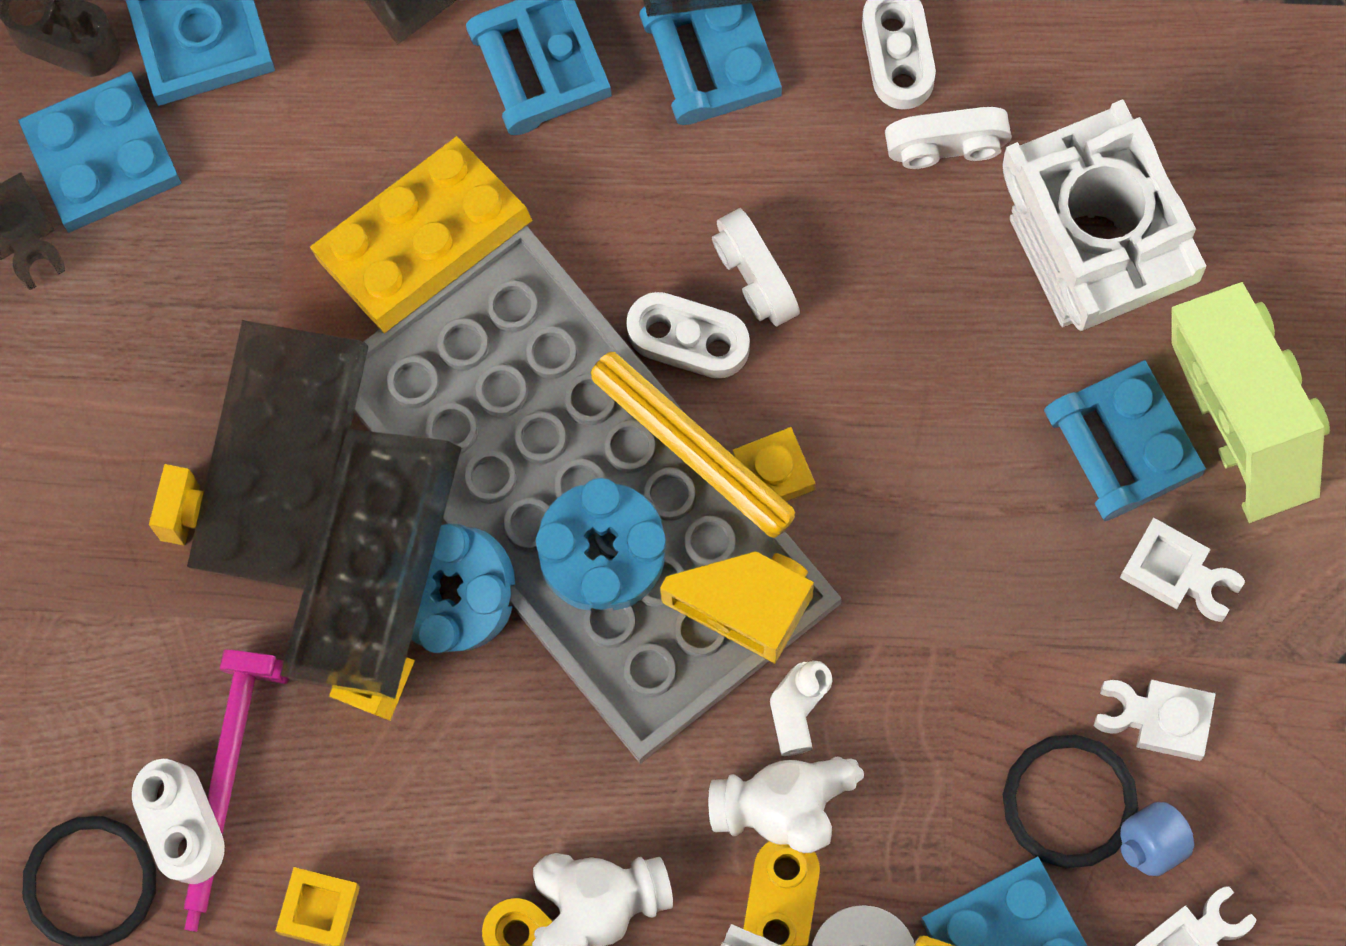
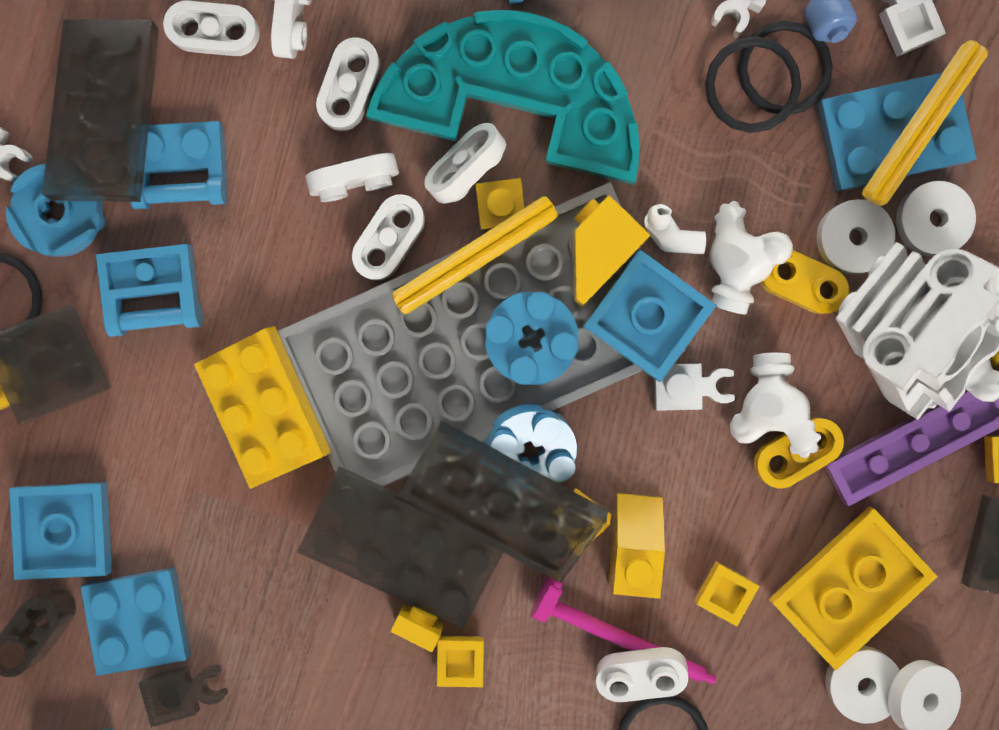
camera: 80 degrees left, 15 degrees up
(141, 574) = (460, 661): none -> yellow plate
(355, 766) = (637, 546): none -> yellow slope
(590, 778) = (685, 386): none -> white plate
(671, 688) = (649, 315): none -> dark azure plate
(813, 405) = (465, 163): none -> white plate
(875, 227) = (348, 86): none -> white plate
(965, 448) = (520, 65): none -> teal plate
(1011, 813) = (744, 43): none -> black piece

